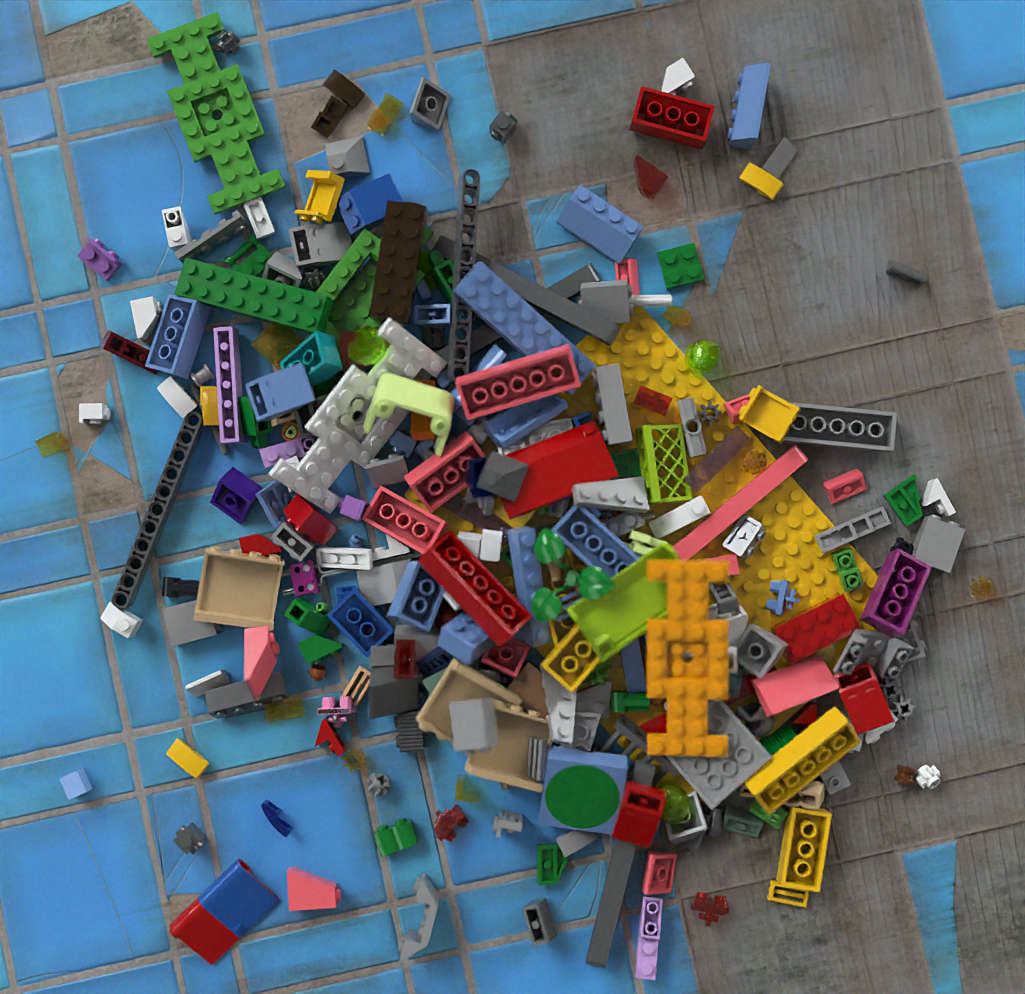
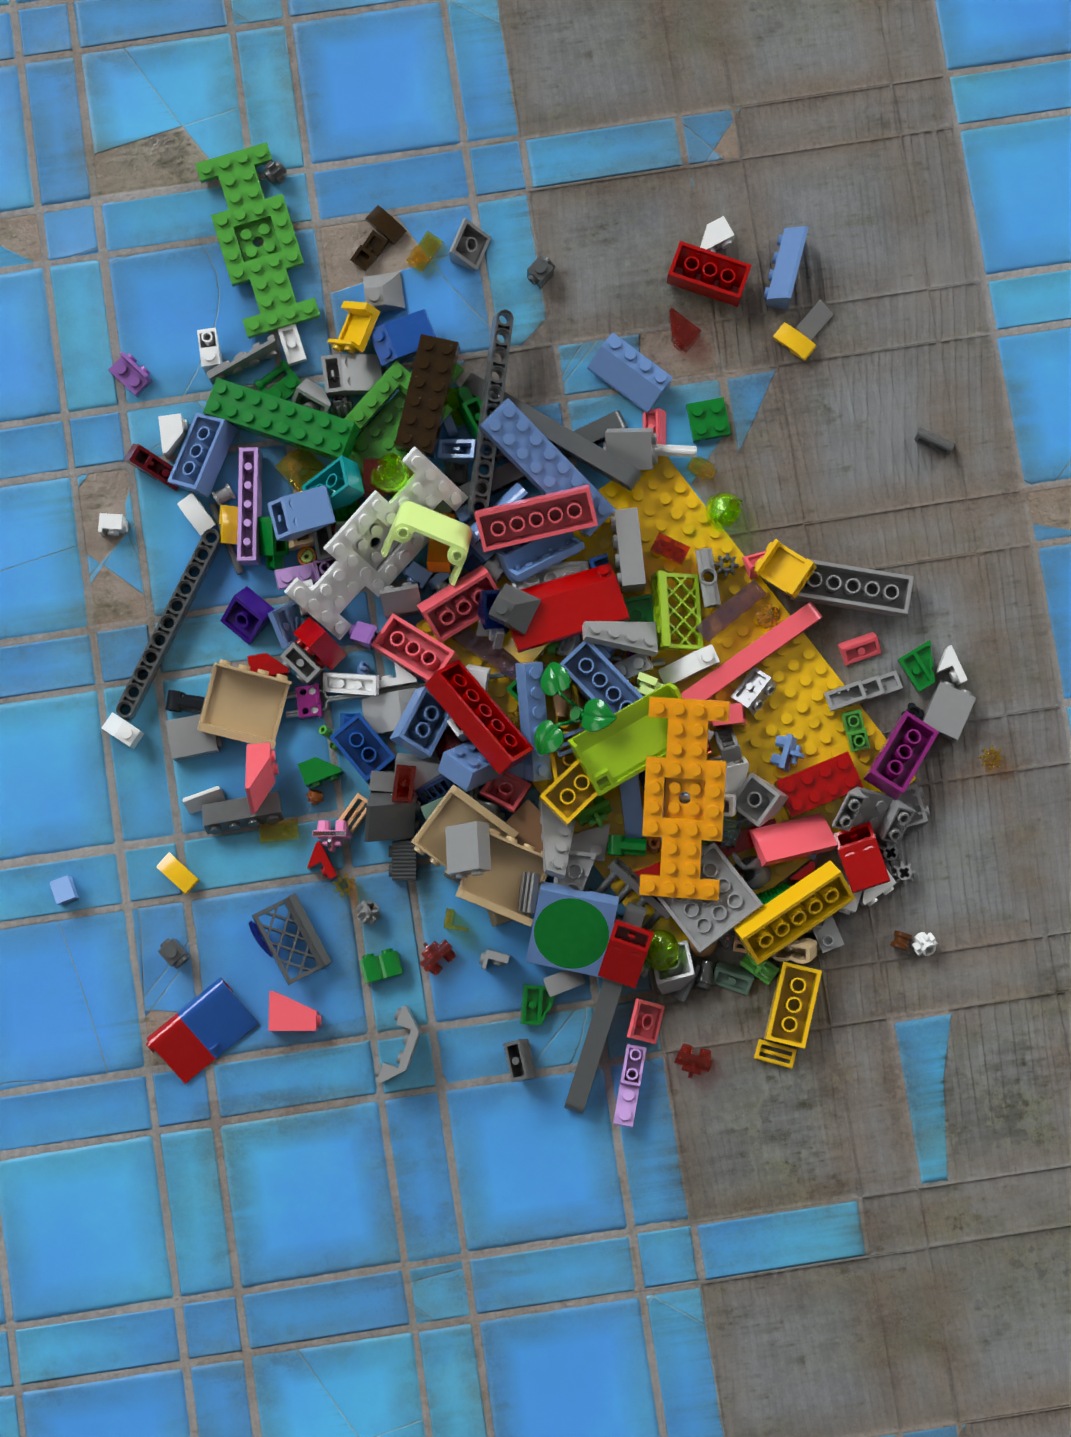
camera: 10 degrees right, 5 degrees down
(52, 444) = (68, 552): clear yellow panel -> none
(307, 617) = (310, 739): green slope -> none
(320, 809) = (307, 932): none -> dark grey fence
(491, 545) = (498, 679): white slope -> none

